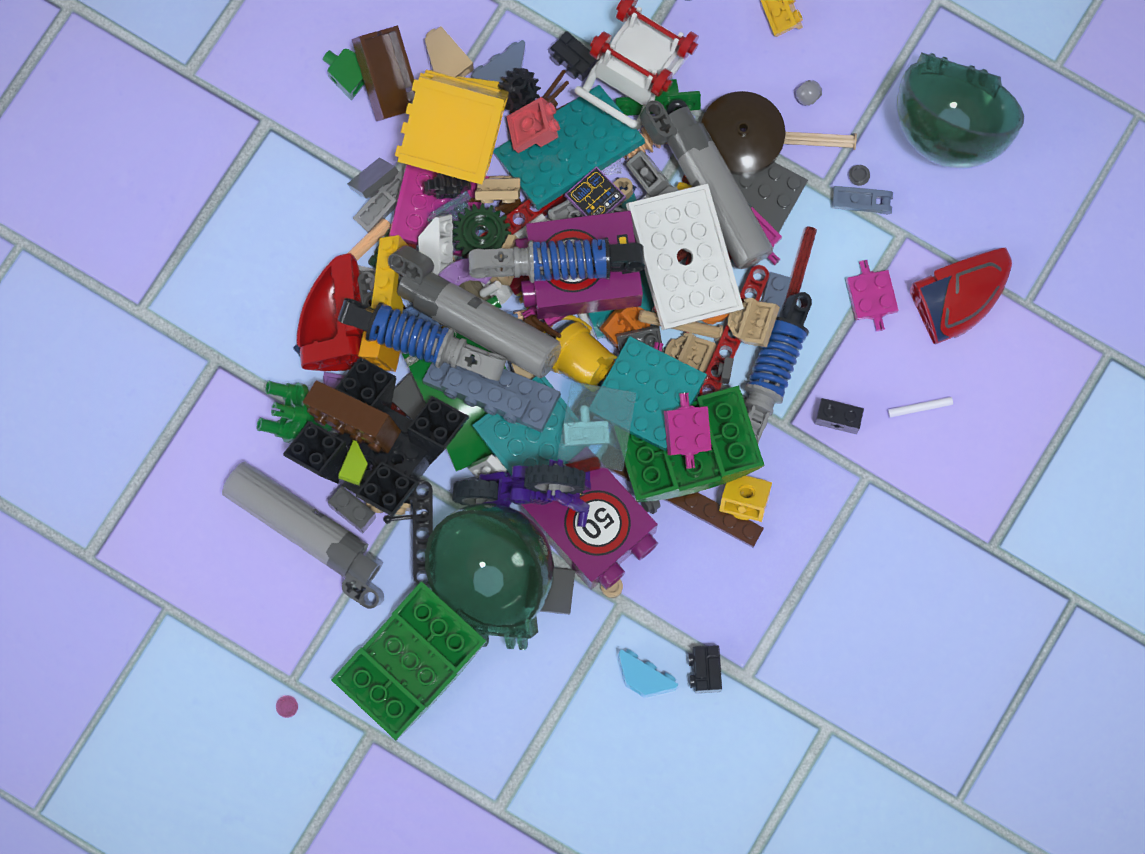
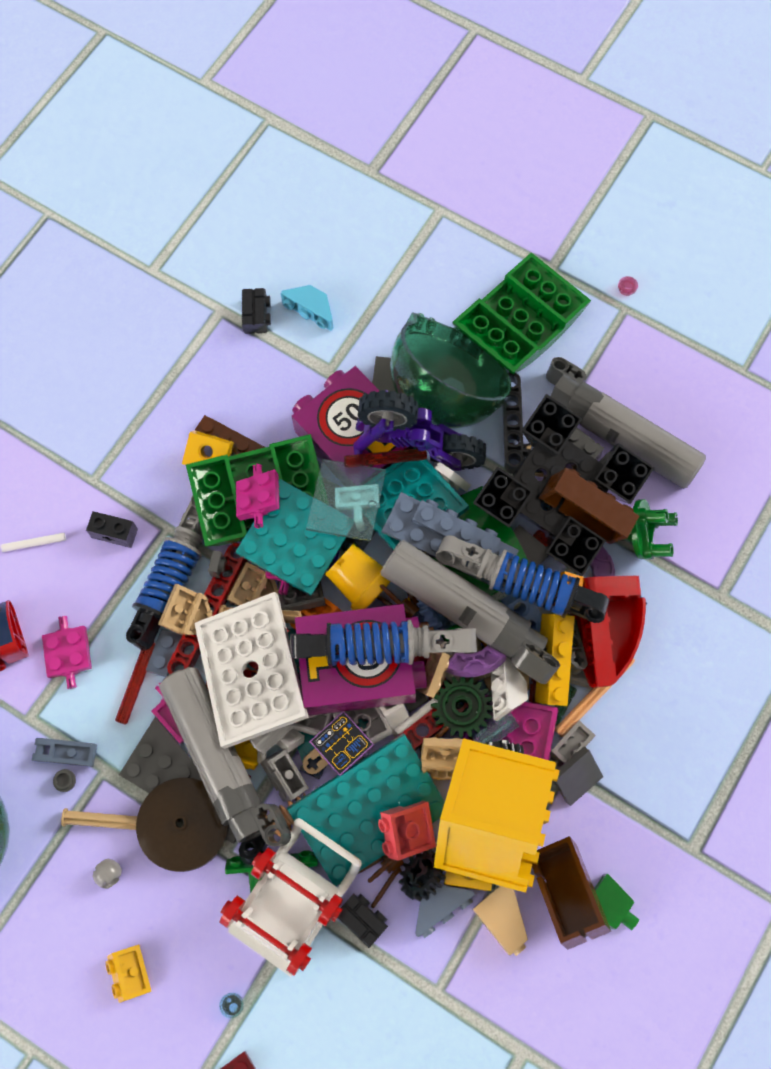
camera: 175 degrees left, 5 degrees down
(354, 465) = (583, 459): lime tile -> none

